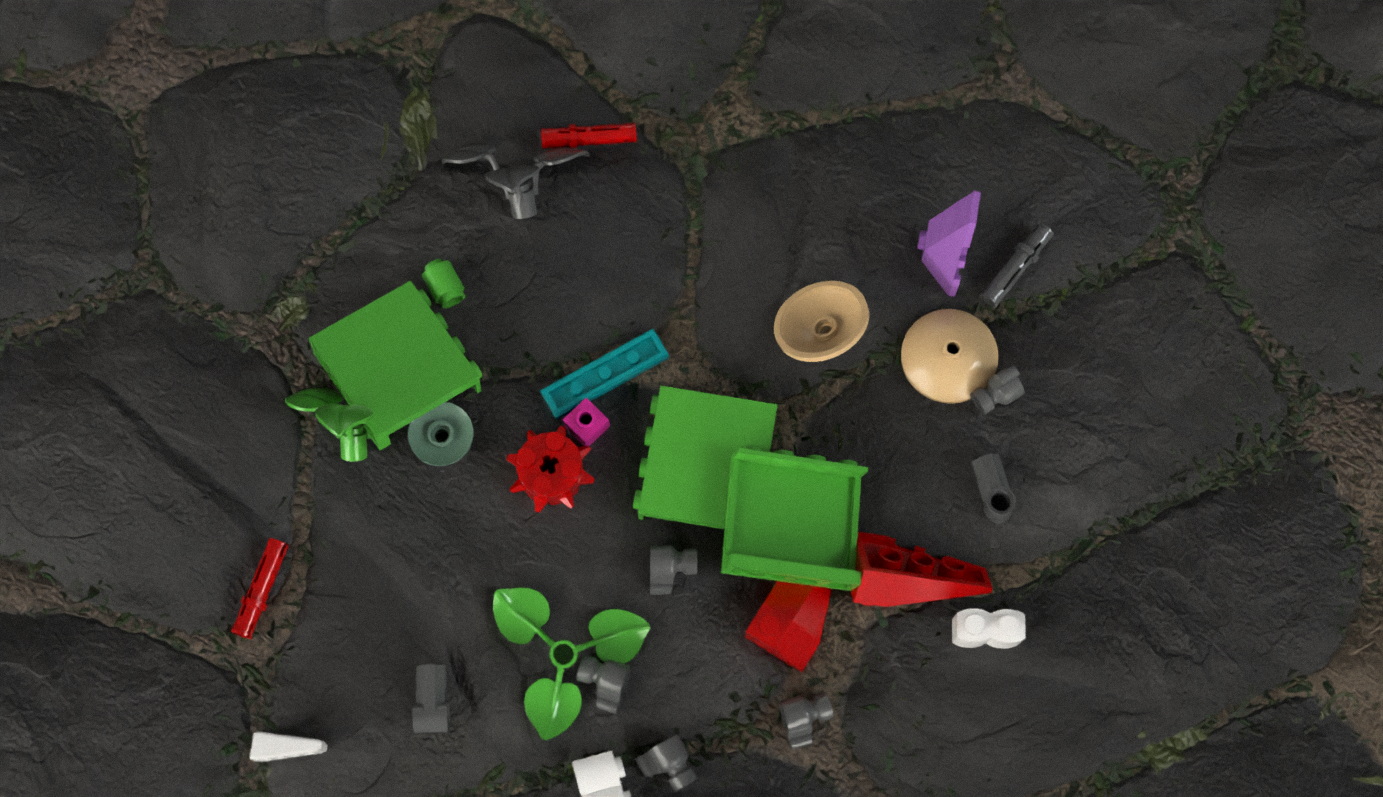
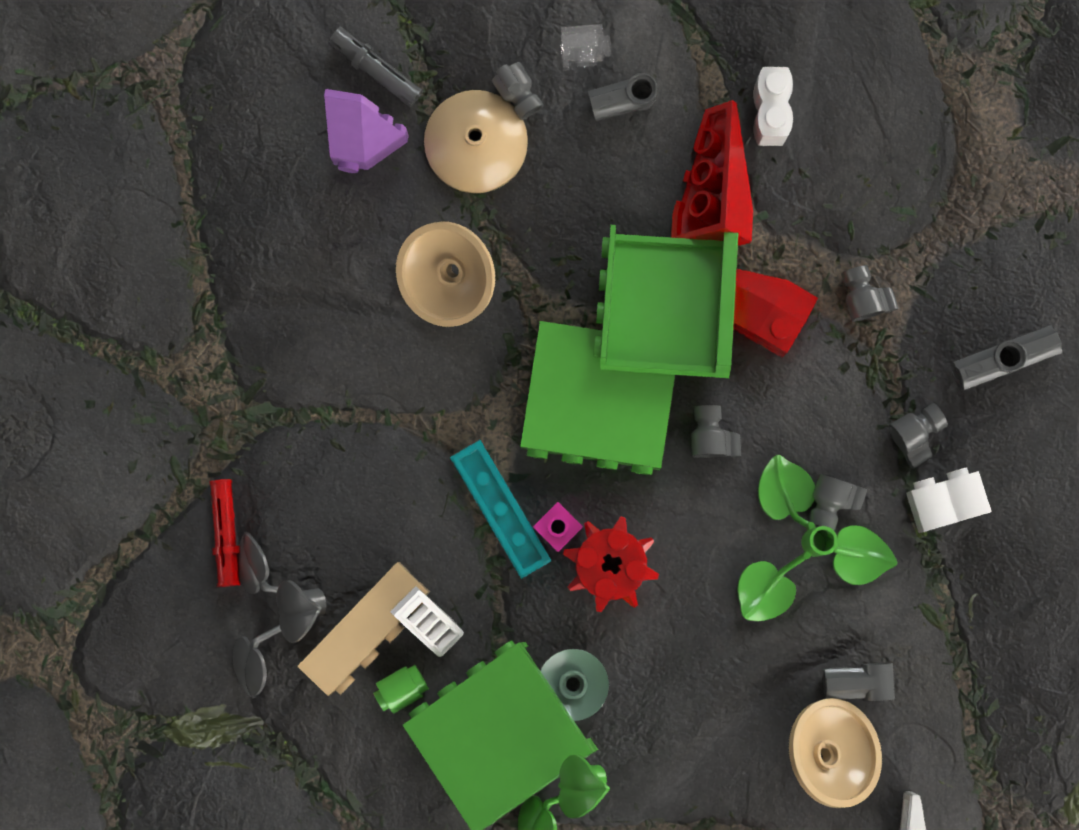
camera: 90 degrees left, 10 degrees up
(370, 689) = (848, 750): none -> tan dish
(489, 317) = (428, 622): none -> white slope
(498, 252) = (360, 633): none -> tan brick
(1042, 451) = (584, 45): none -> clear brick

